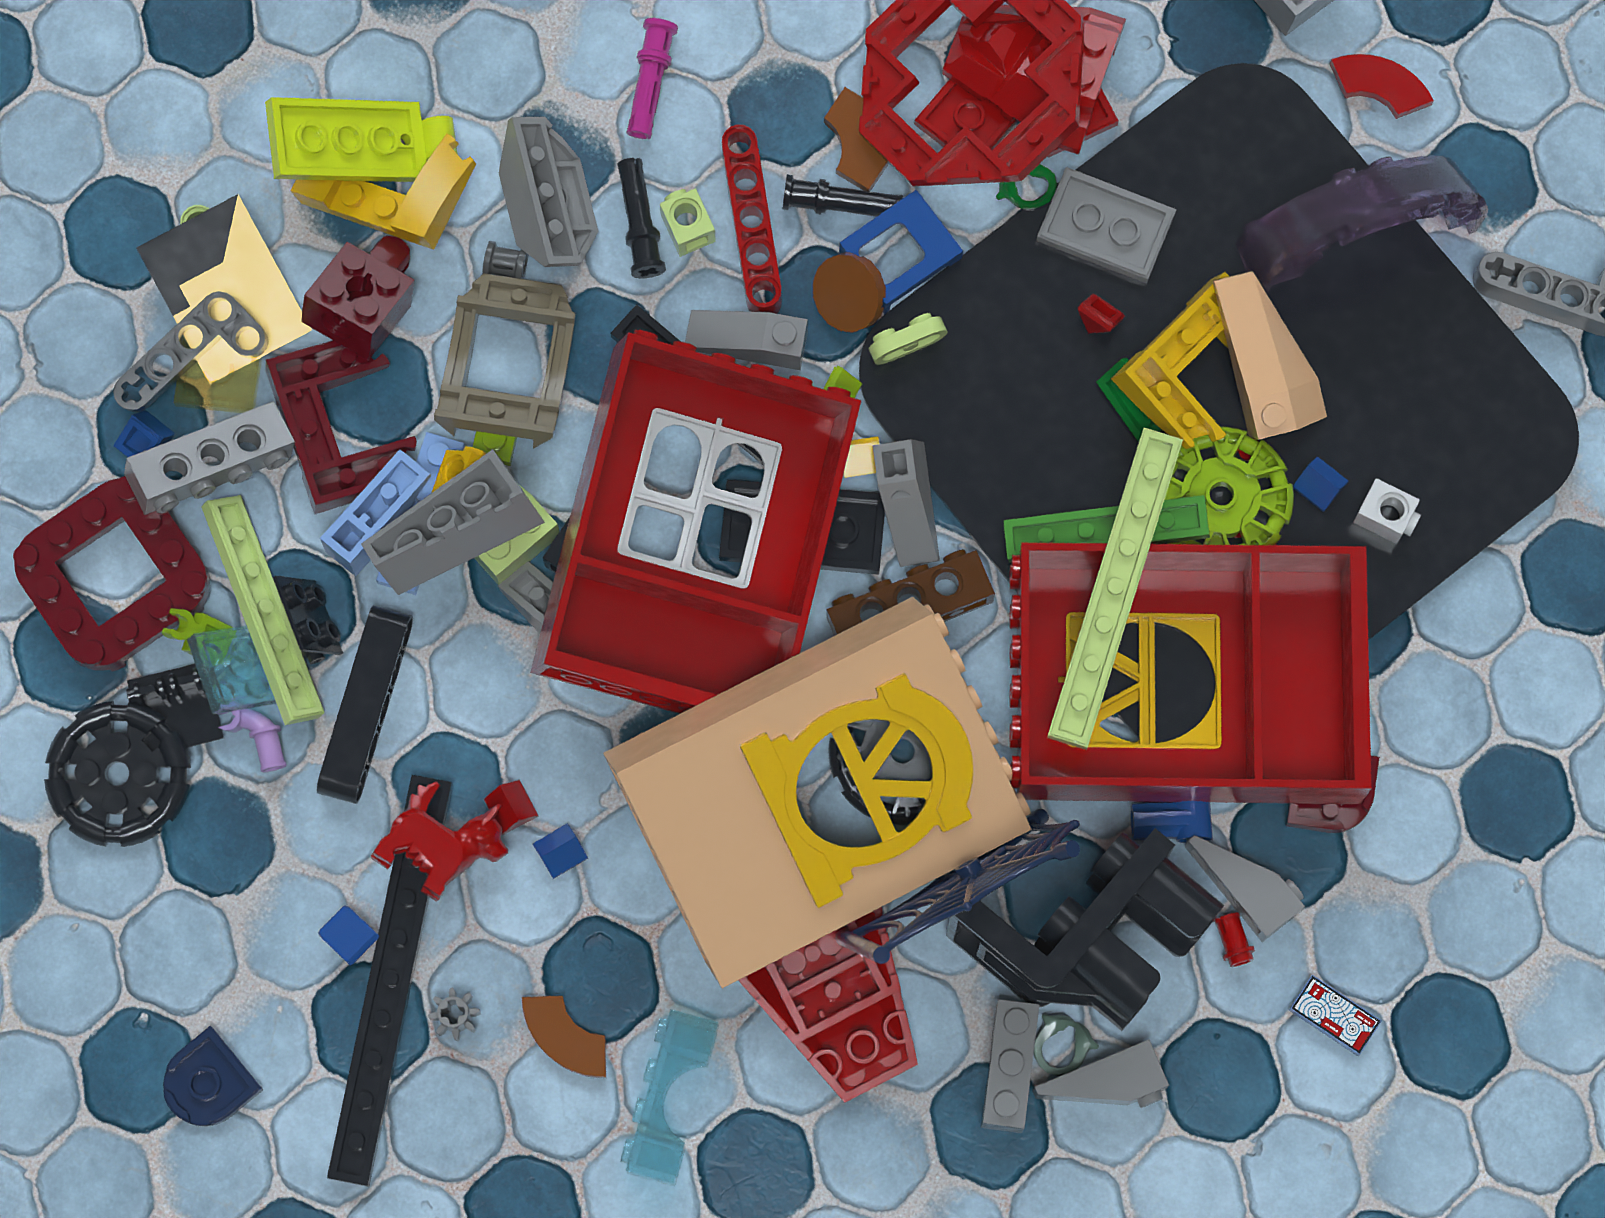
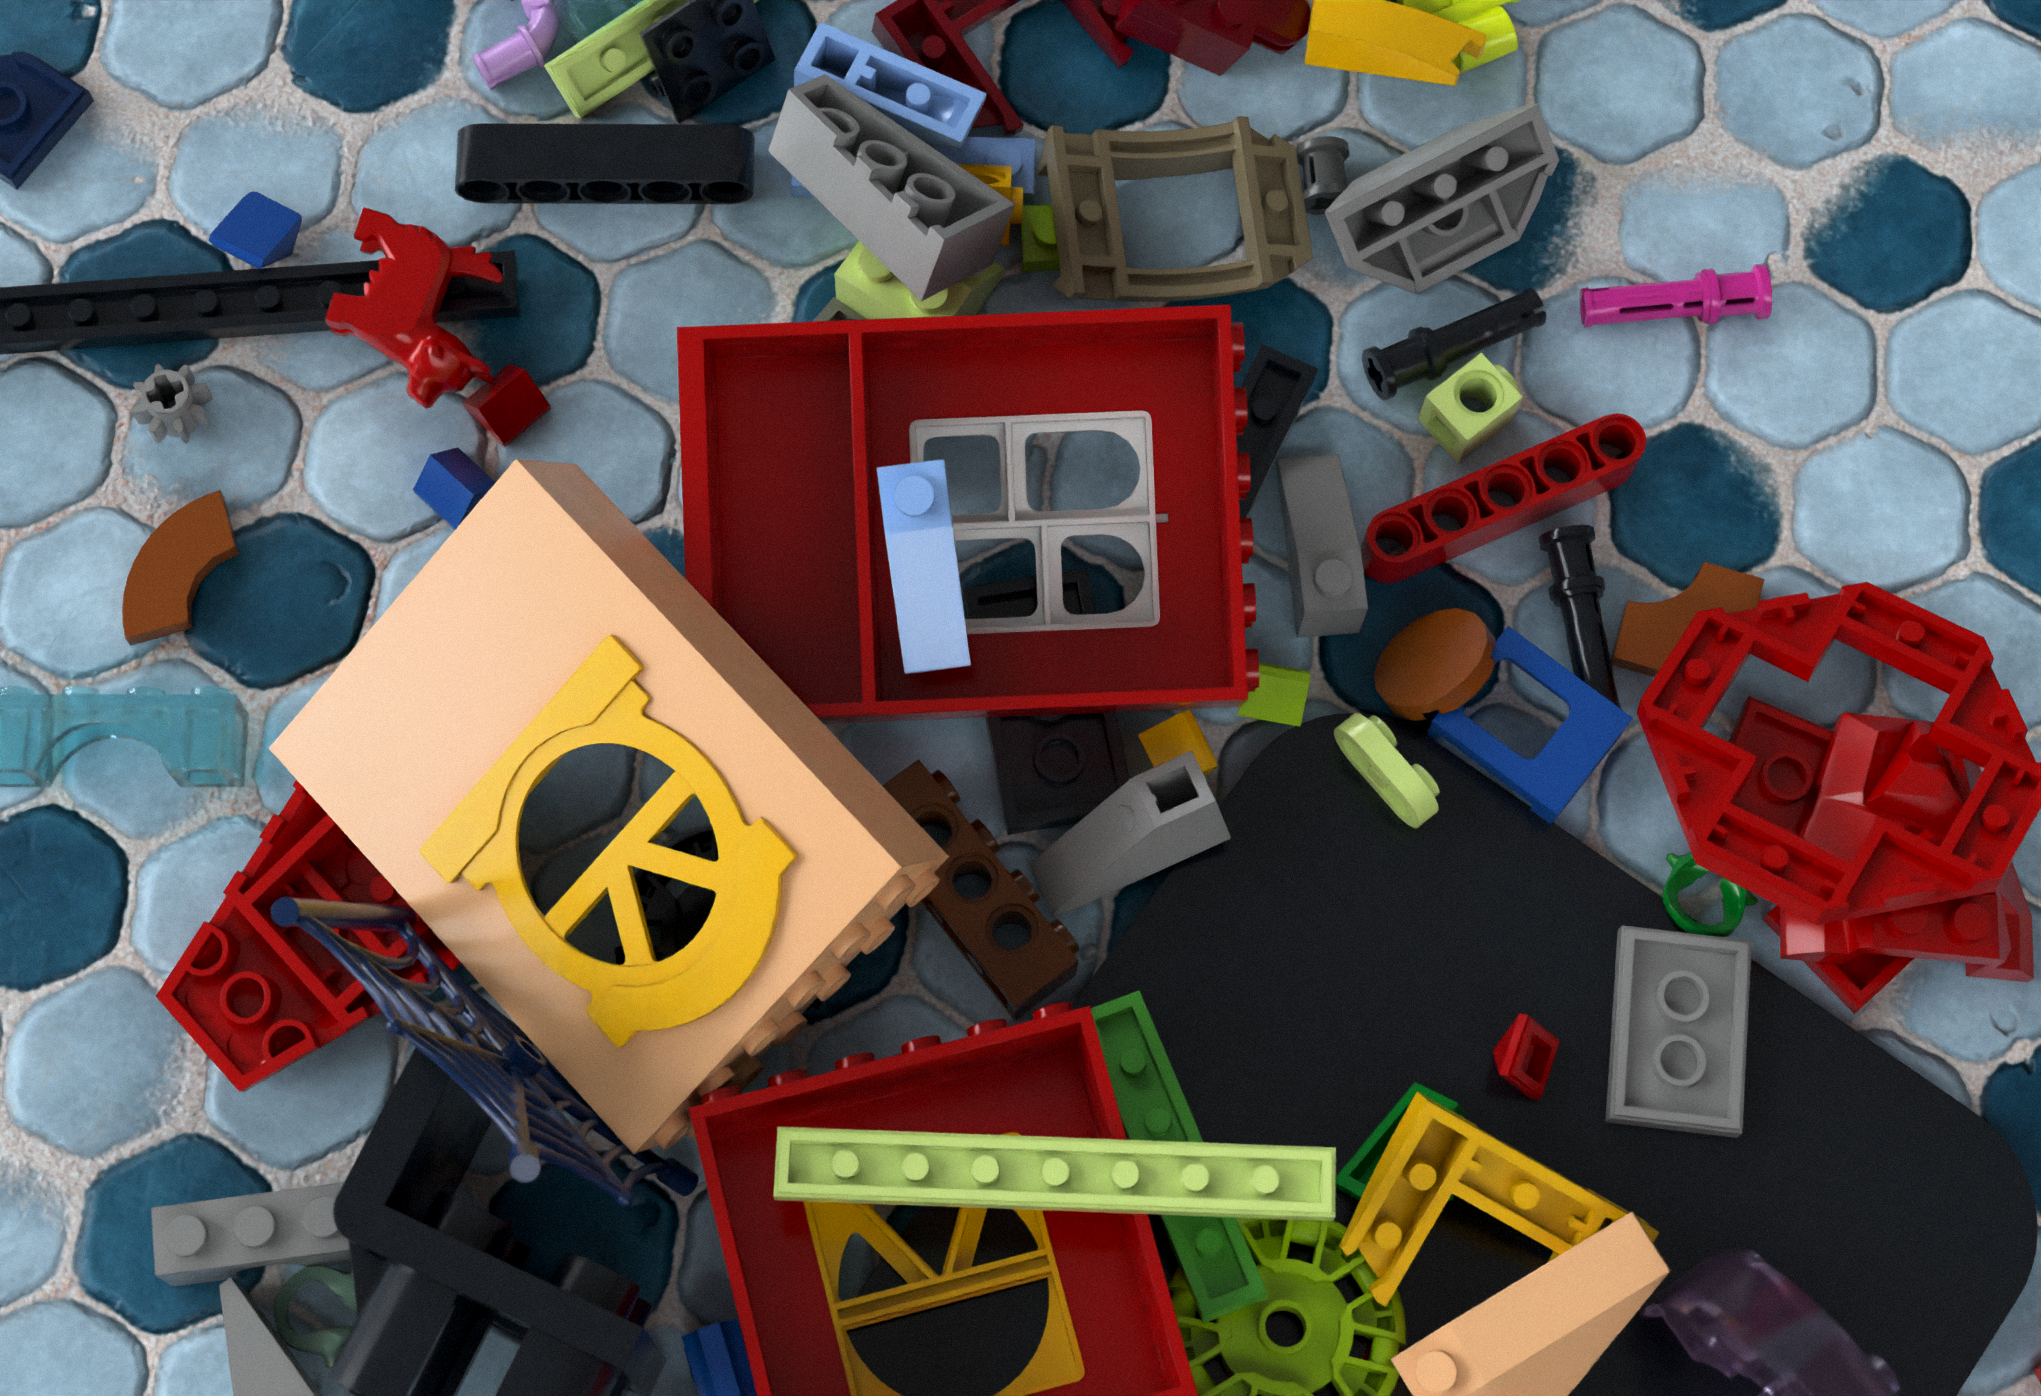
camera: 70 degrees right, 5 degrees down
(733, 559) = (924, 566): none -> light blue slope

